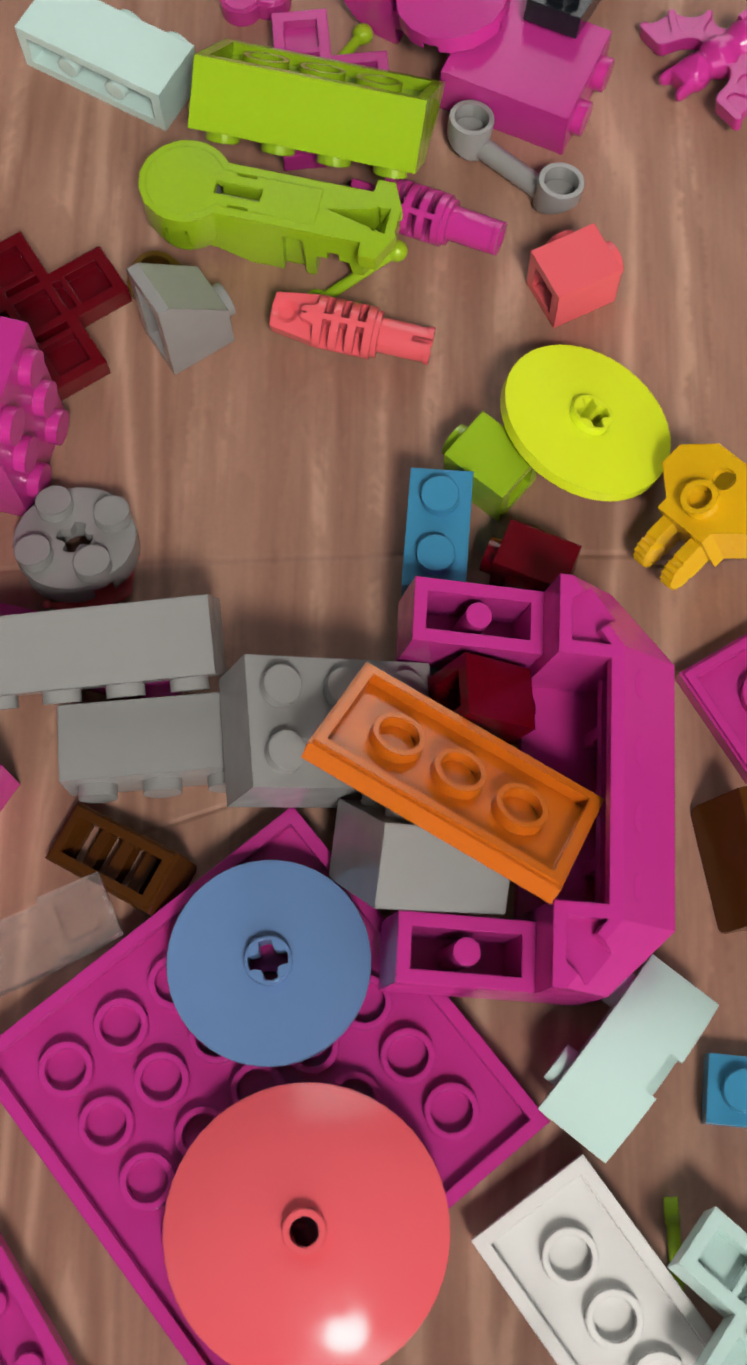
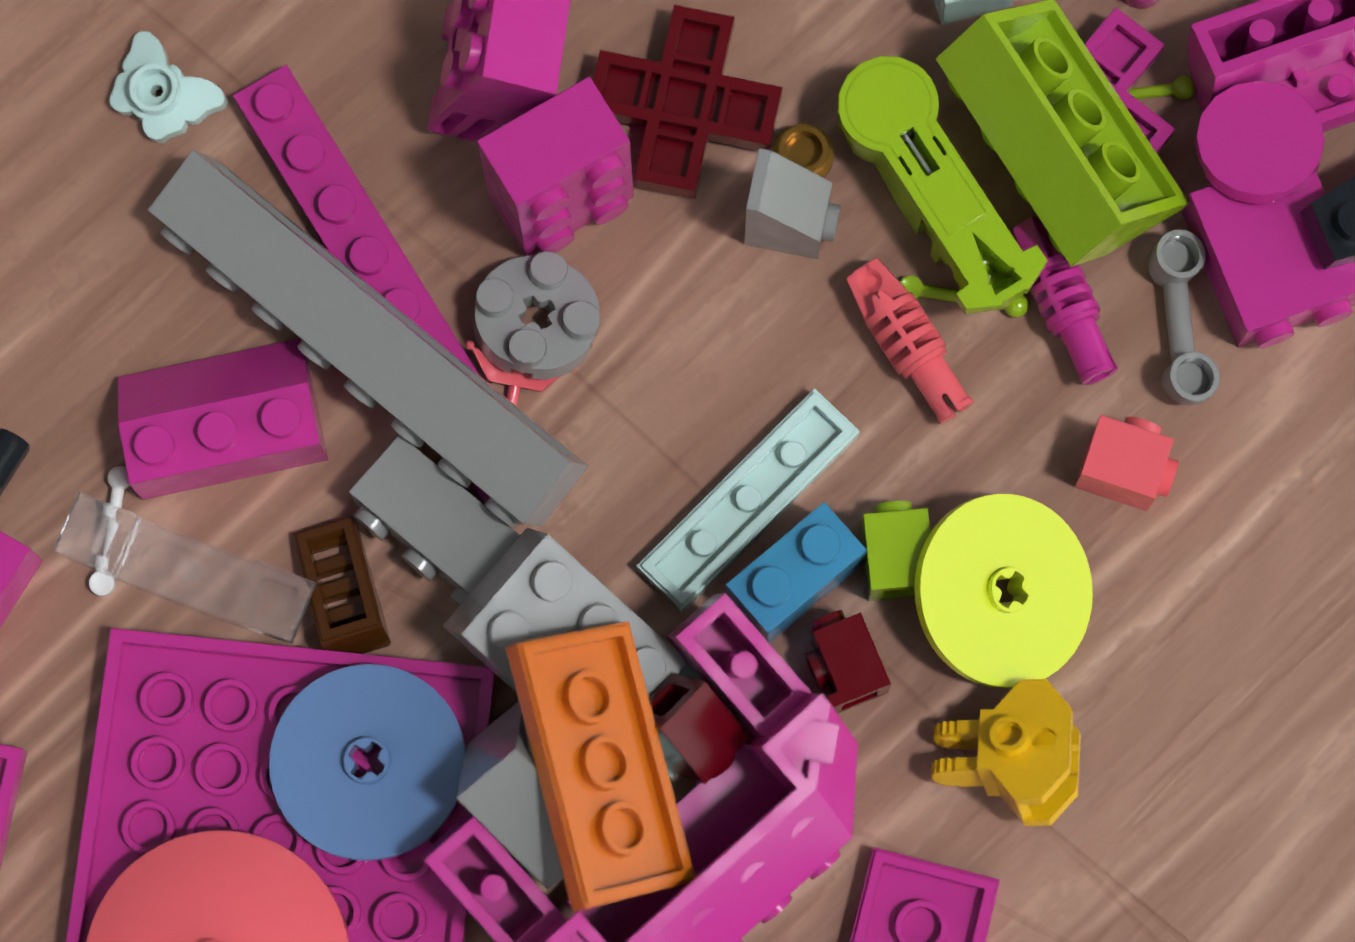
camera: 45 degrees right, 5 degrees up
(350, 533) = (748, 501): none -> light aqua tile

